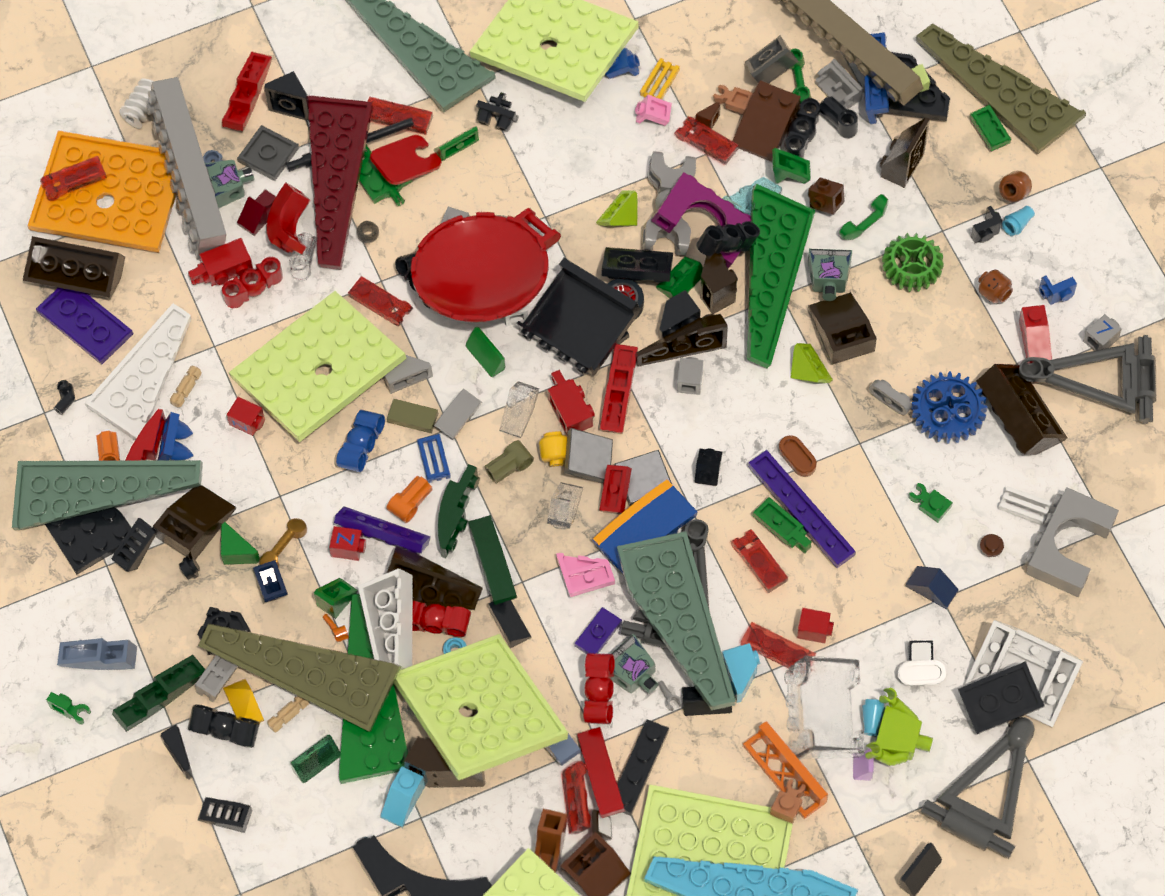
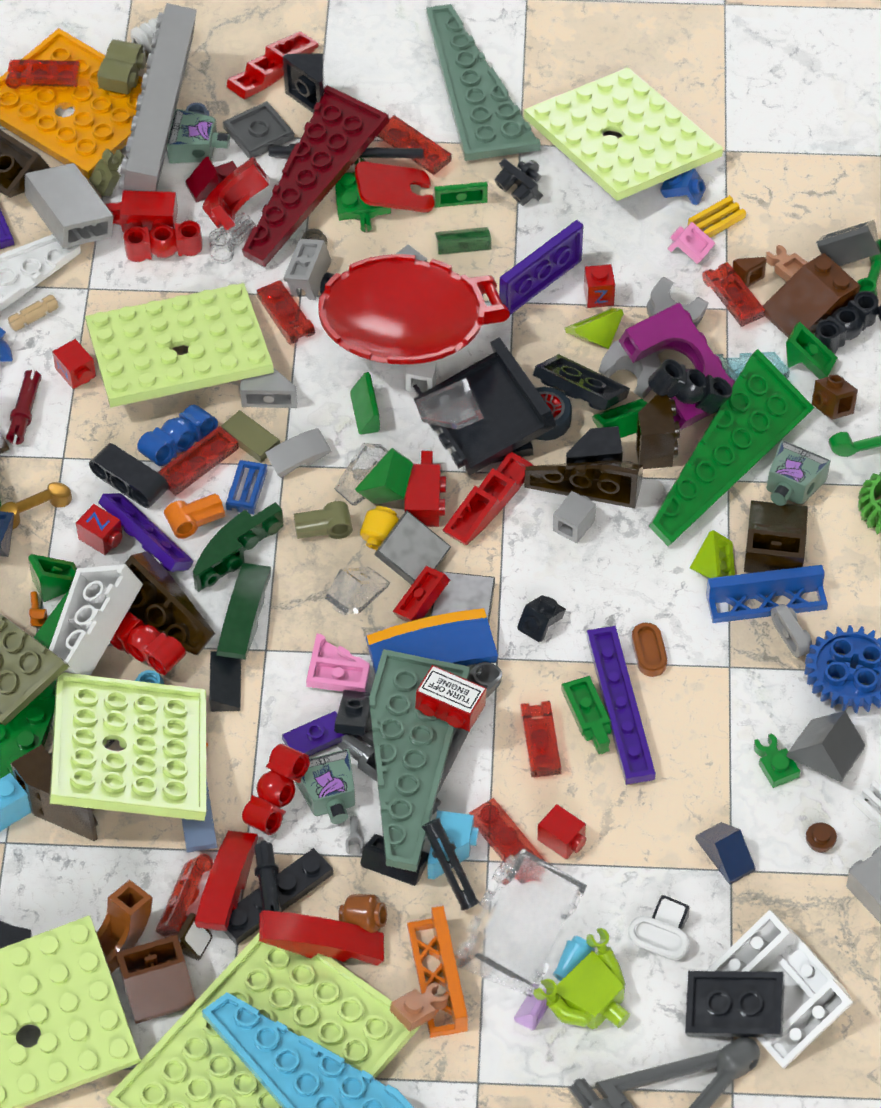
camera: 25 degrees right, 10 degrees down
(133, 146) = (121, 67): none -> olive brick
(163, 284) = (68, 205): none -> light grey brick
(173, 244) = (105, 173): none -> olive plate
(229, 476) = (21, 415): none -> dark red pin
(342, 489) = (128, 475): none -> black beam
(377, 256) = (307, 267): none -> light grey hinge
(386, 454) = (198, 460): none -> clear red plate
(480, 181) = (463, 240): none -> clear green slope
(542, 408) = (387, 479): none -> green slope
(557, 330) = (450, 406): none -> clear slope
(558, 181) = (542, 267): none -> dark purple tile
(606, 177) = (599, 286): none -> red brick
(618, 603) = (353, 713): none -> black plate
(634, 762) = (267, 876): none -> black axle
(690, 564) = (450, 698): none -> brick
(694, 784) = (320, 935): none -> red slope
(710, 752) = (364, 911): none -> dark orange head
(735, 671) = (433, 831): none -> black pin
(853, 369) = (764, 588): none -> blue fence
(962, 474) = (828, 745): none -> dark grey slope

